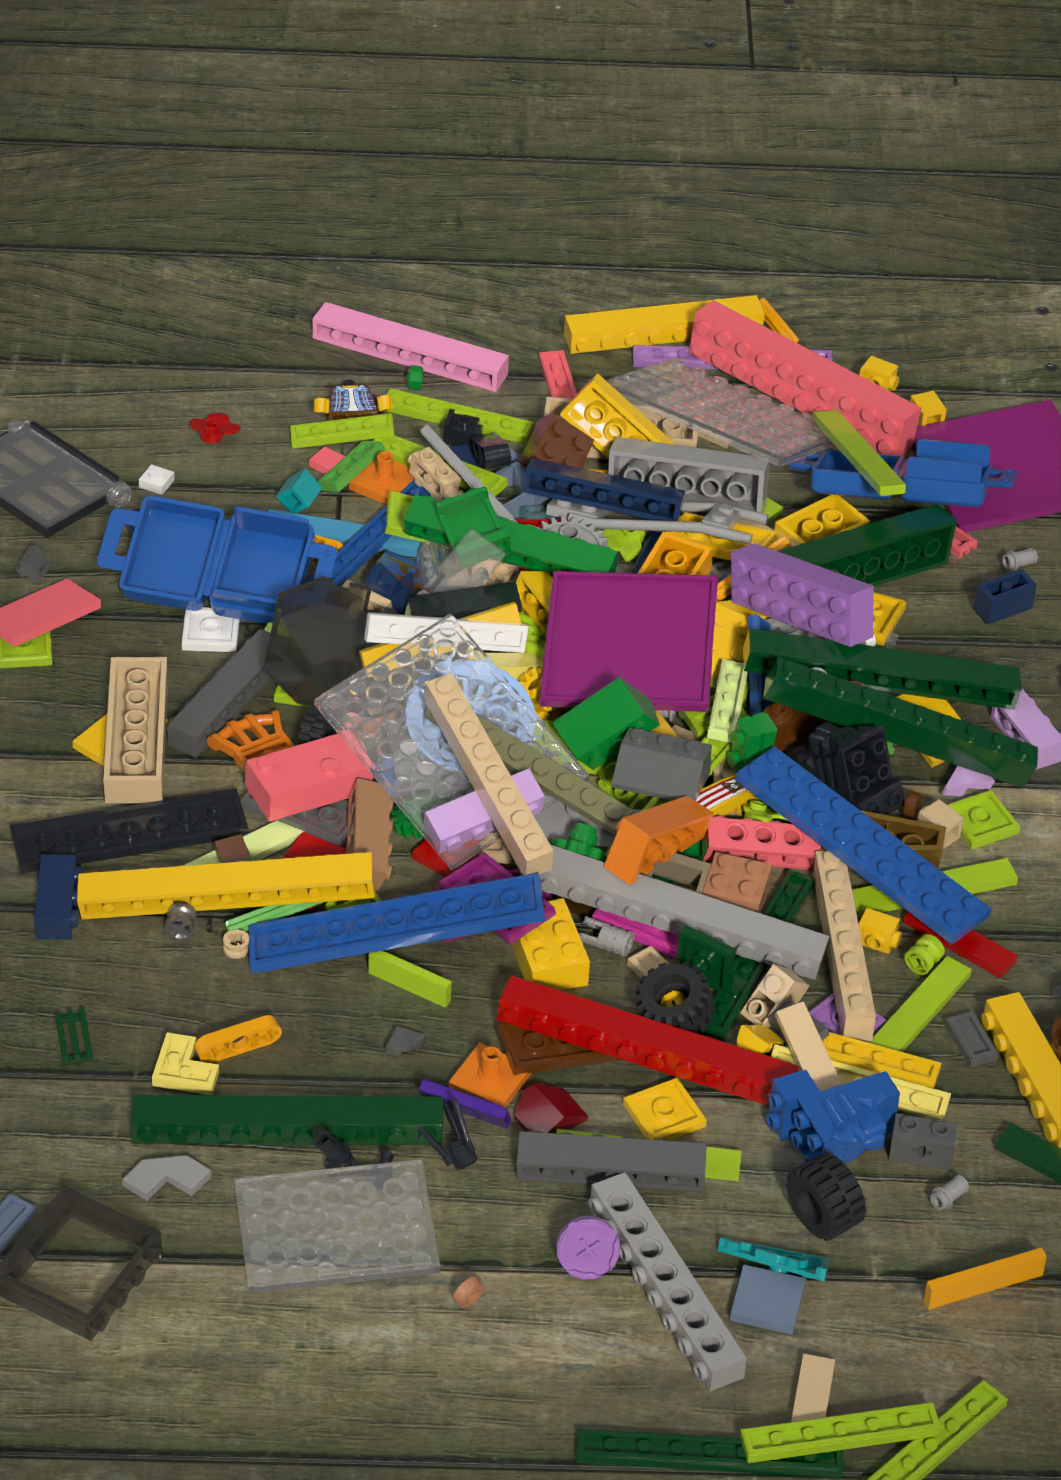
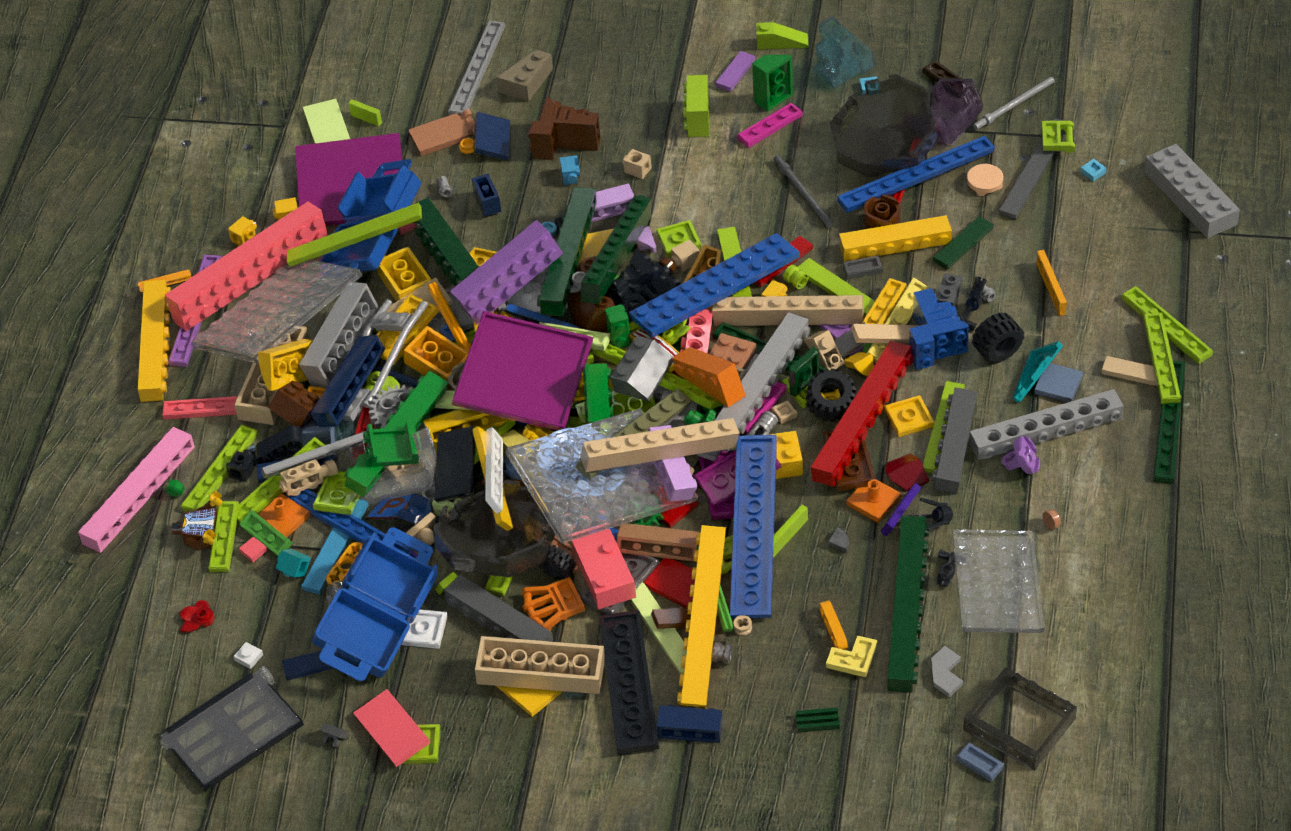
camera: 75 degrees left, 5 degrees up
(914, 1175) = (974, 301): none -> black pin

